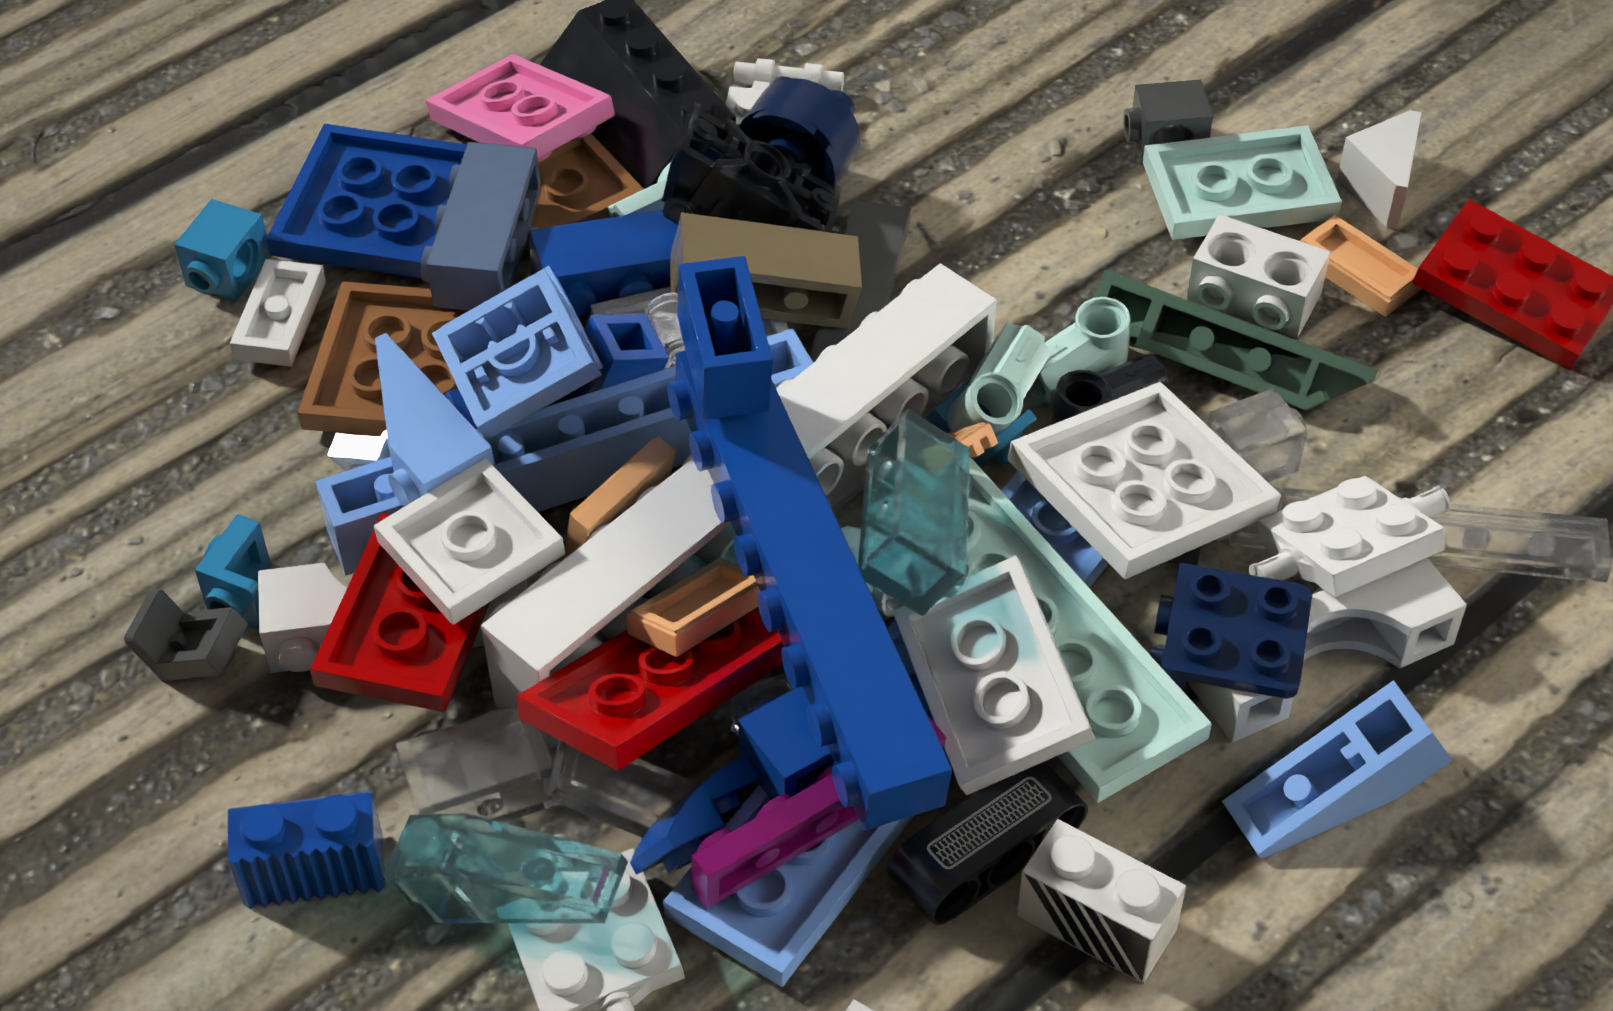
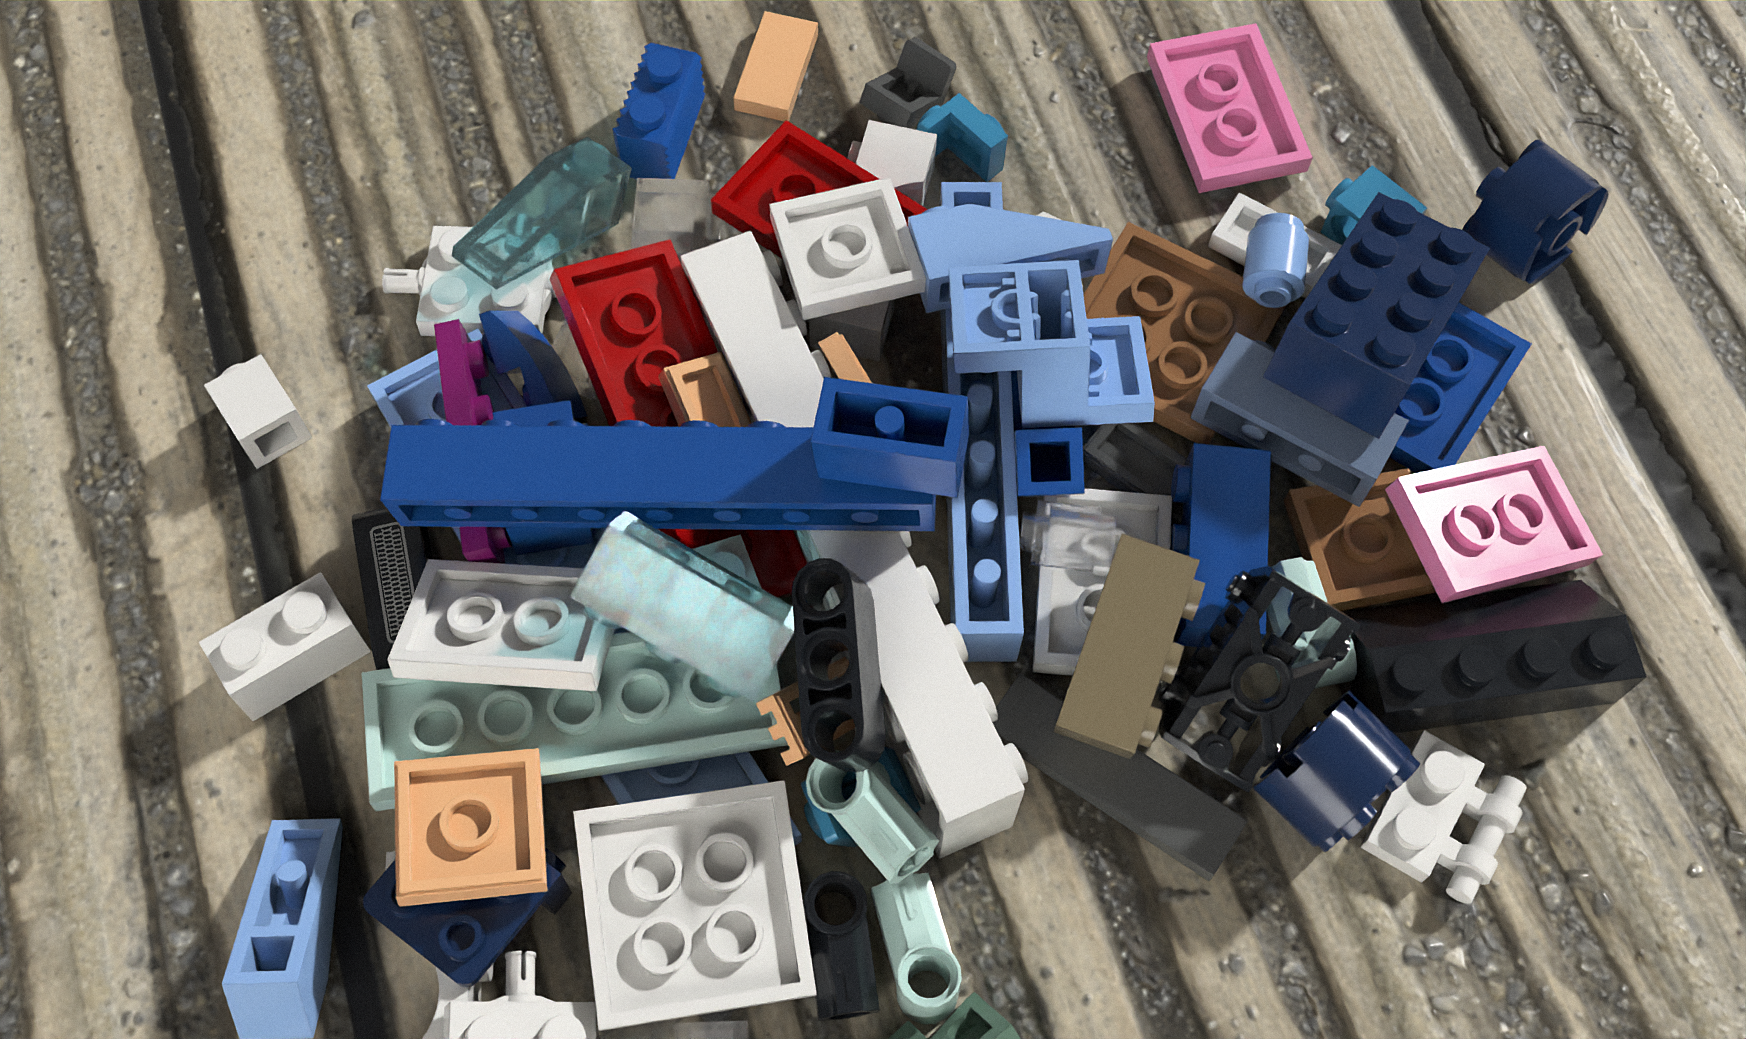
camera: 110 degrees right, 15 degrees up
(115, 386) = (1228, 108): none -> bright pink plate
(180, 786) = (776, 66): none -> light nougat tile
(187, 135) = (1535, 211): none -> dark blue brick
(318, 278) = (1276, 260): none -> light blue brick
(368, 174) = (1375, 314): none -> dark blue brick
(930, 367) = (819, 639): none -> black beam
(1189, 620) = (469, 827): none -> light nougat tile

